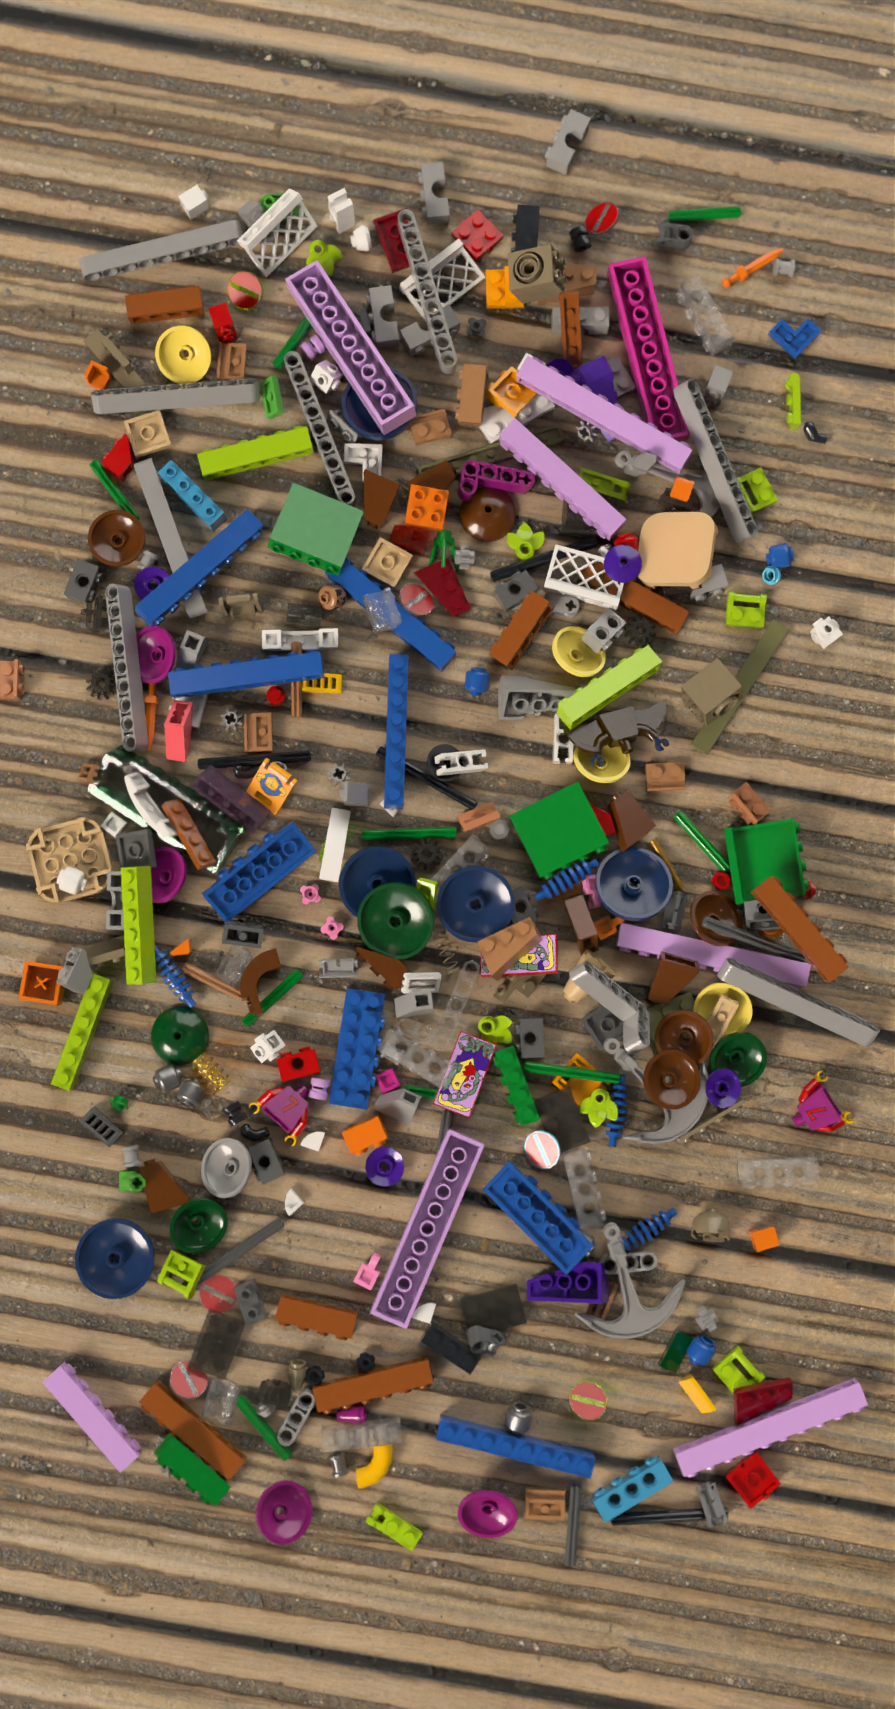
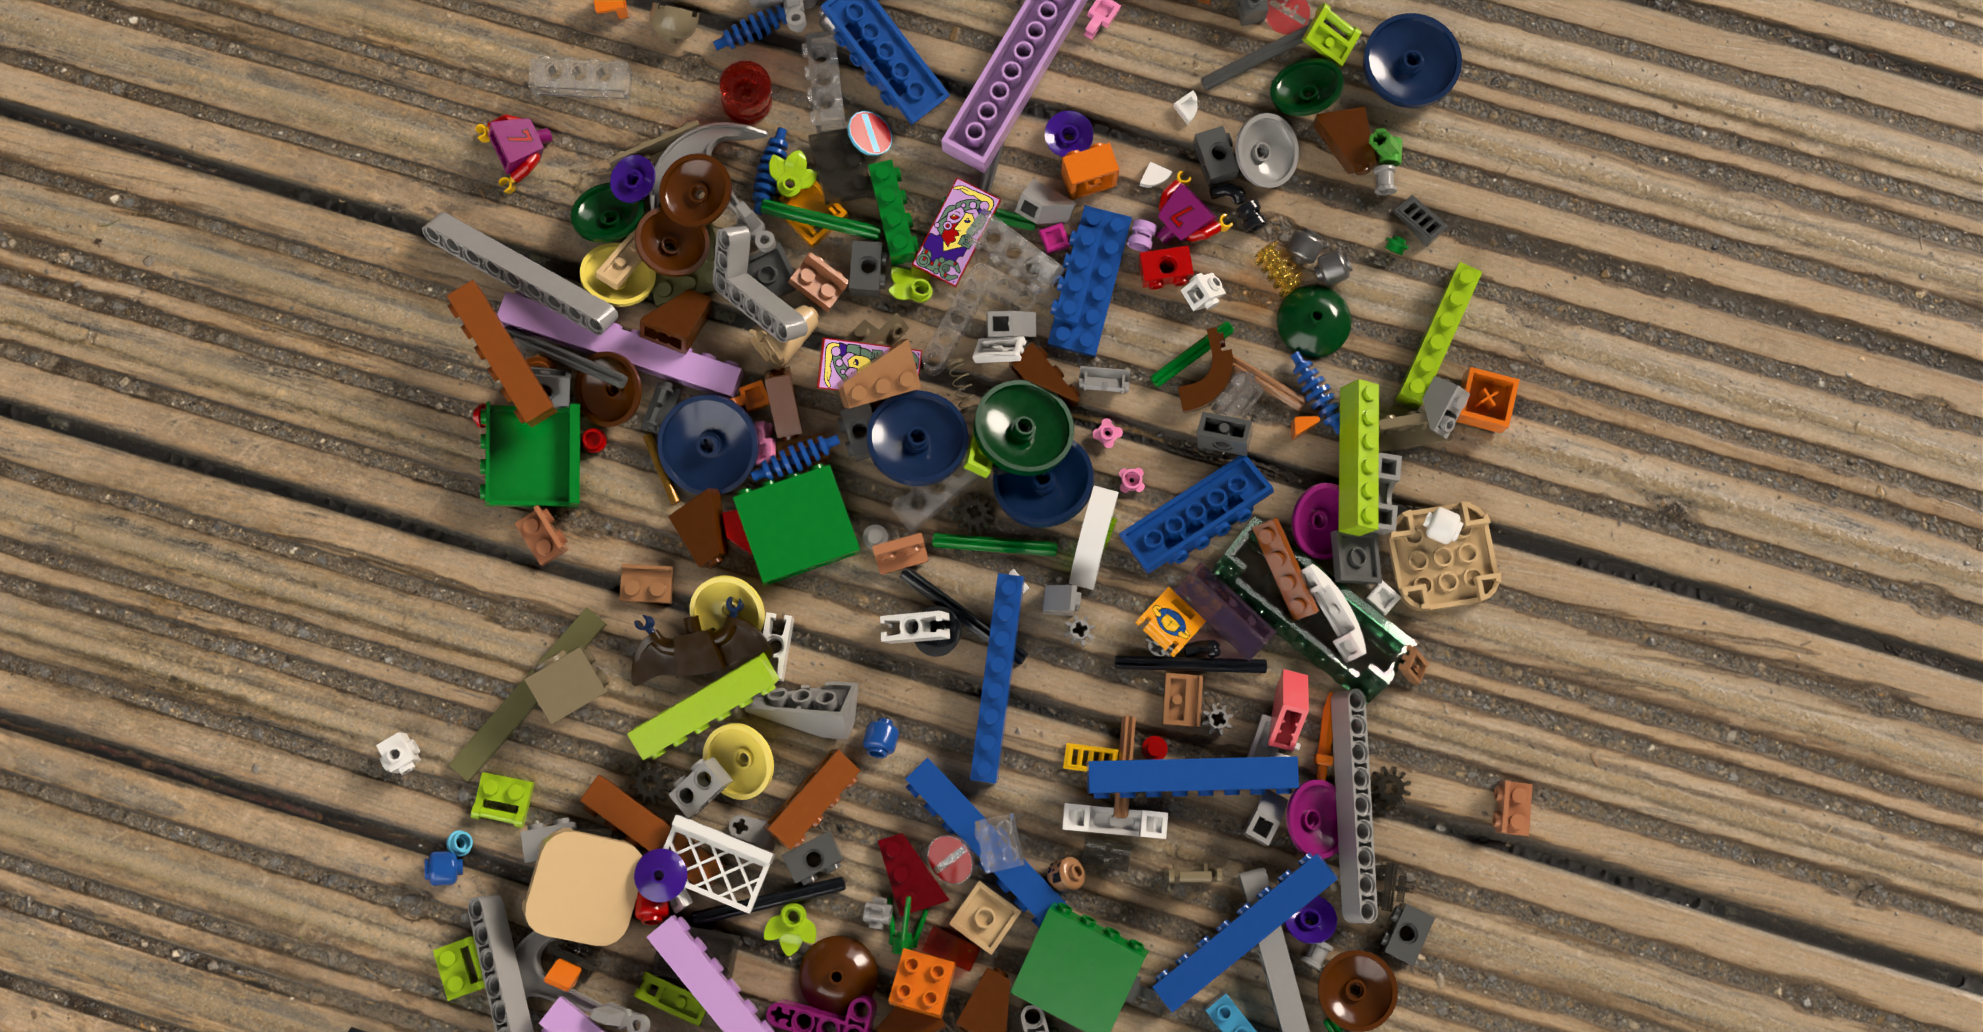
camera: 170 degrees left, 5 degrees down
(567, 1022) = (819, 281): none -> nougat bracket
(644, 1182) = (747, 80): none -> clear red wheel
(702, 841) = (611, 494): green axle -> none

